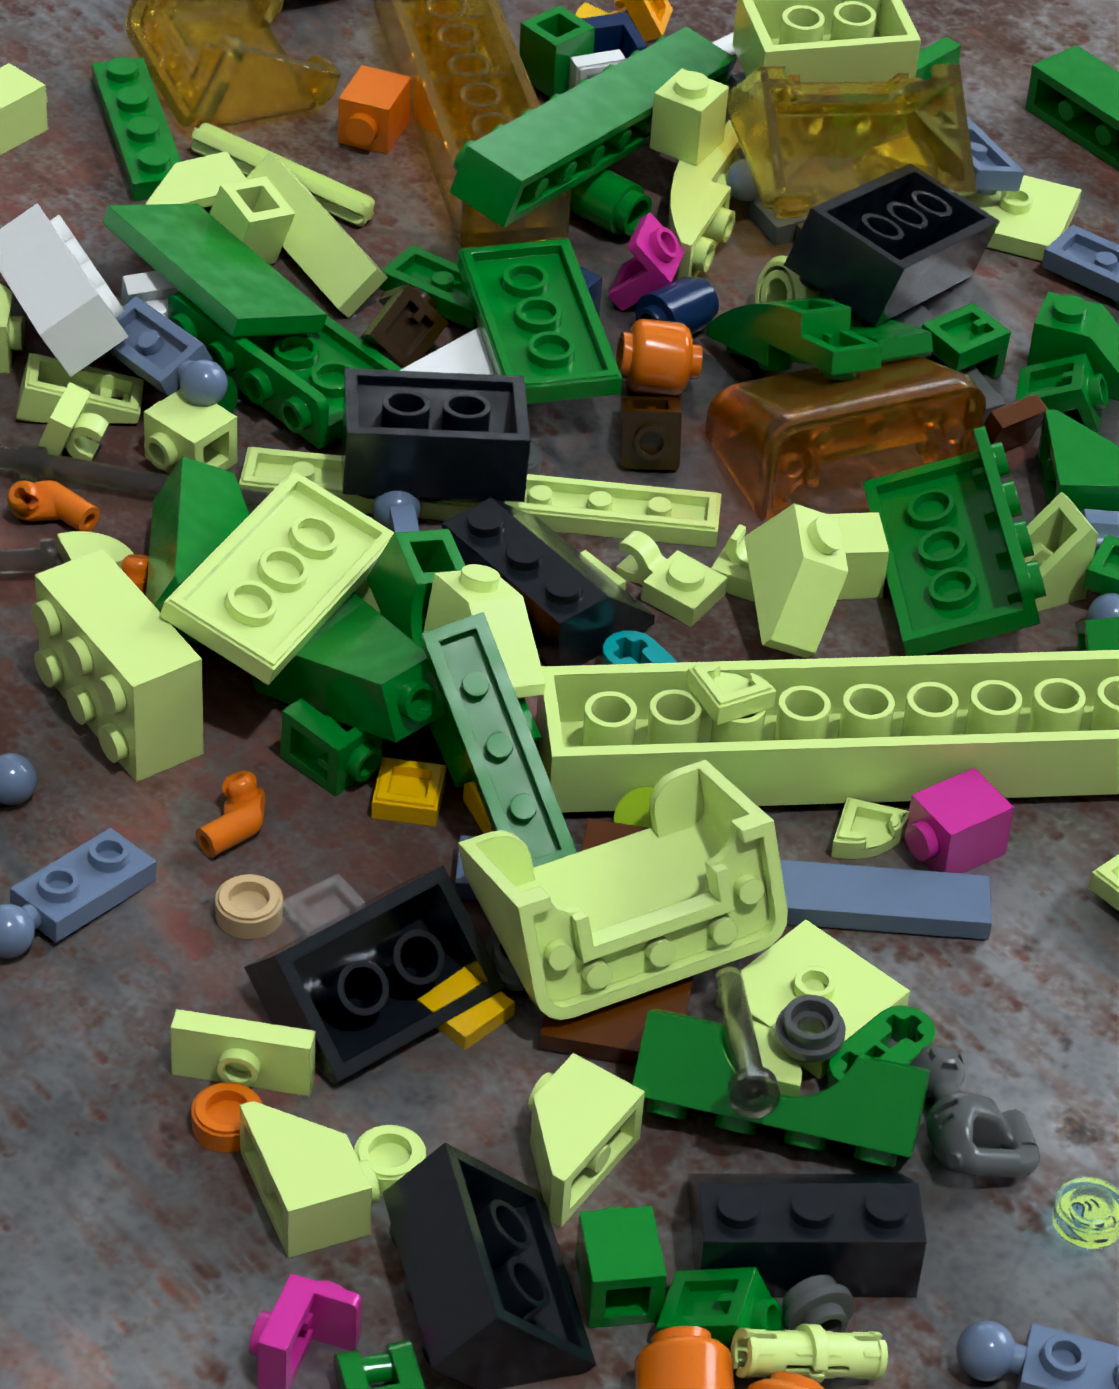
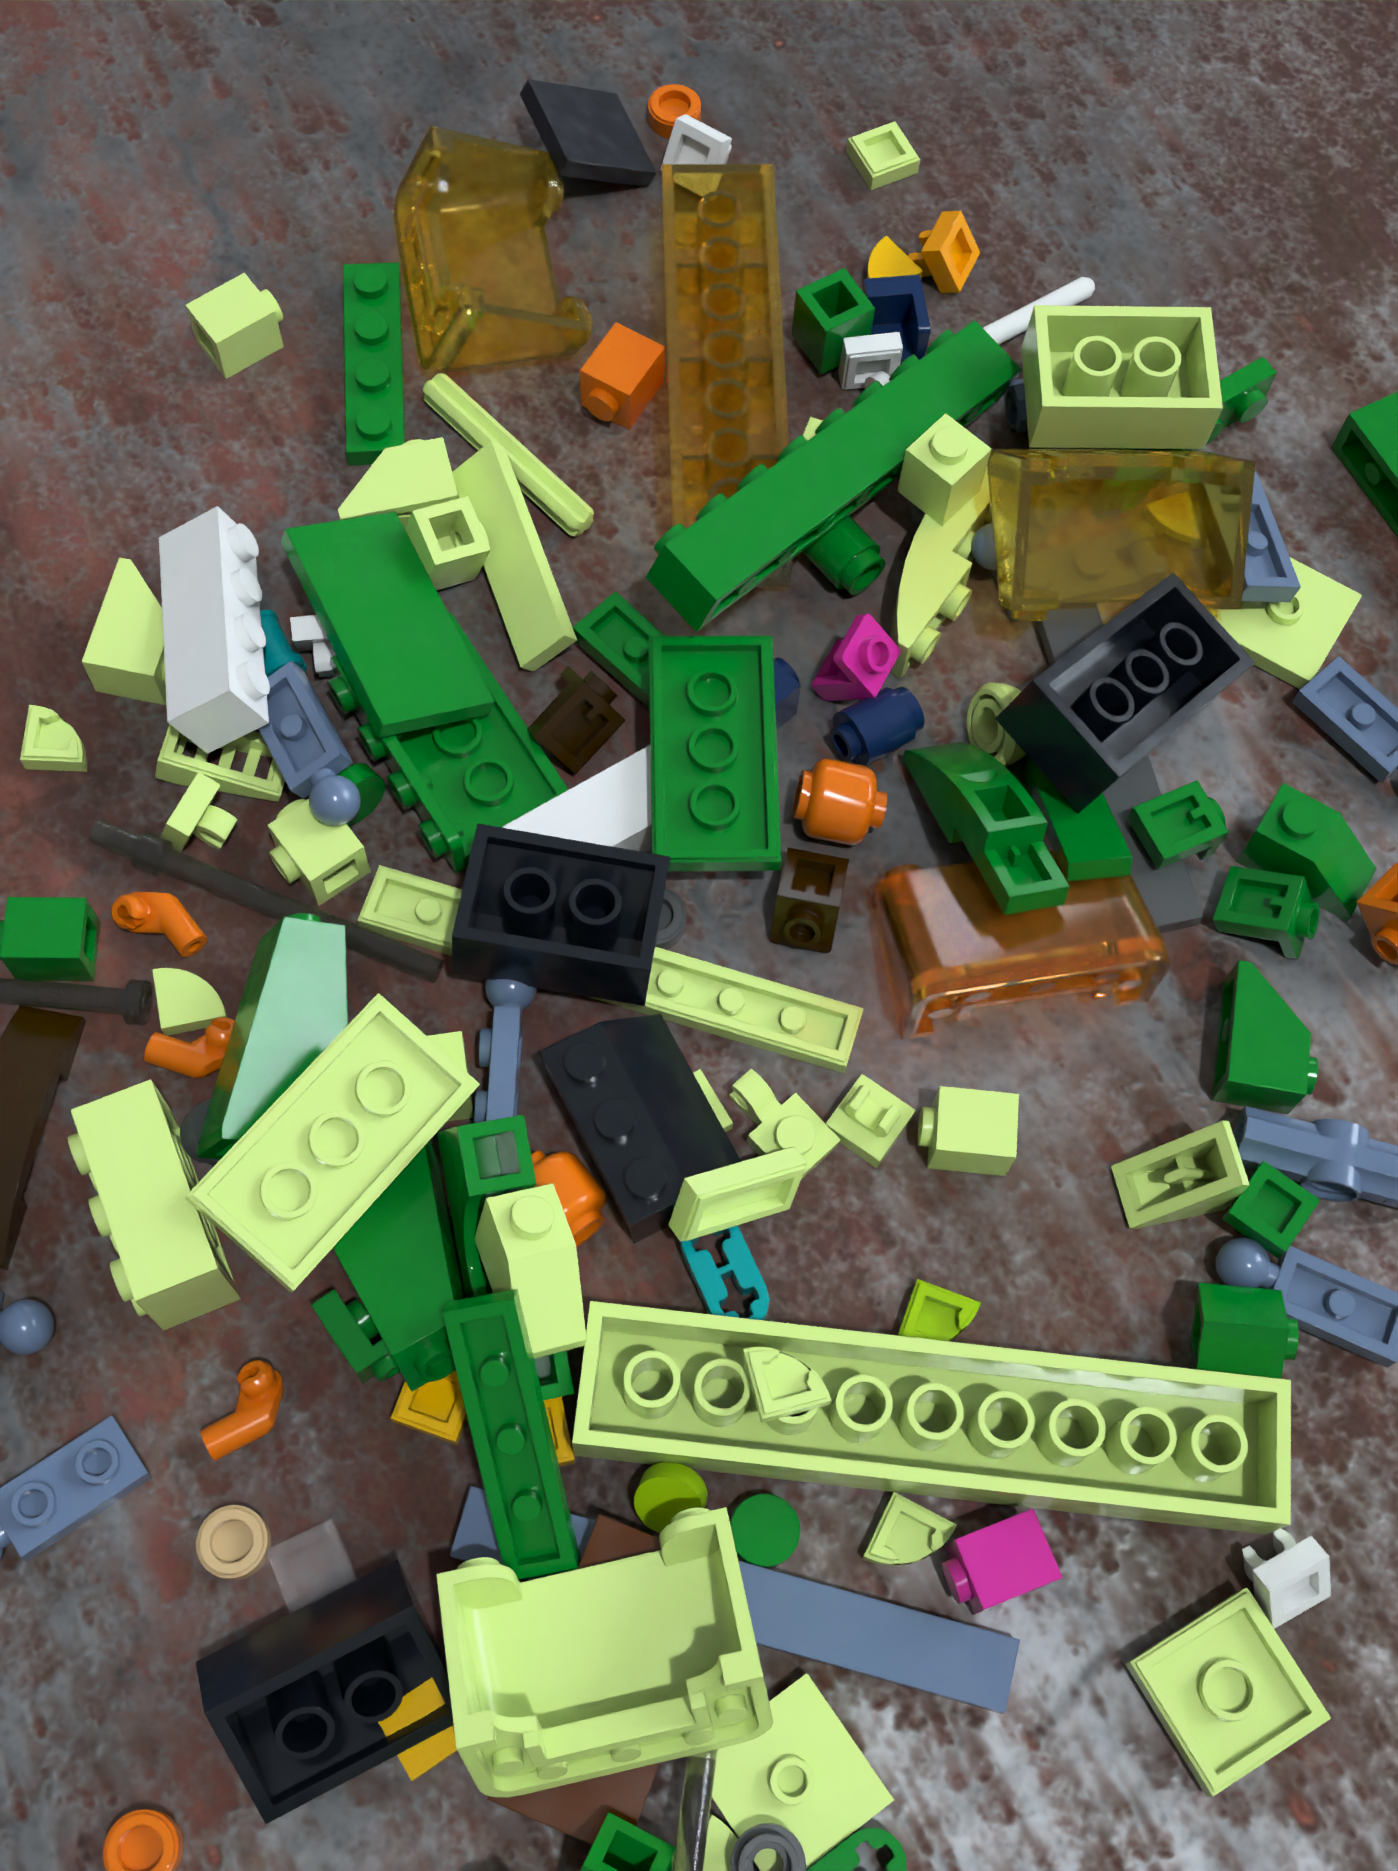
camera: 10 degrees right, 25 degrees up
(243, 1052) = (169, 1782): yellowish green plate -> none
(647, 601) = (737, 1194): none -> yellowish green tile
(796, 577) = (904, 1185): yellowish green slope -> none
(956, 551) = (1091, 1151): green bracket -> none
(1015, 422) = (1202, 958): reddish brown tile -> none

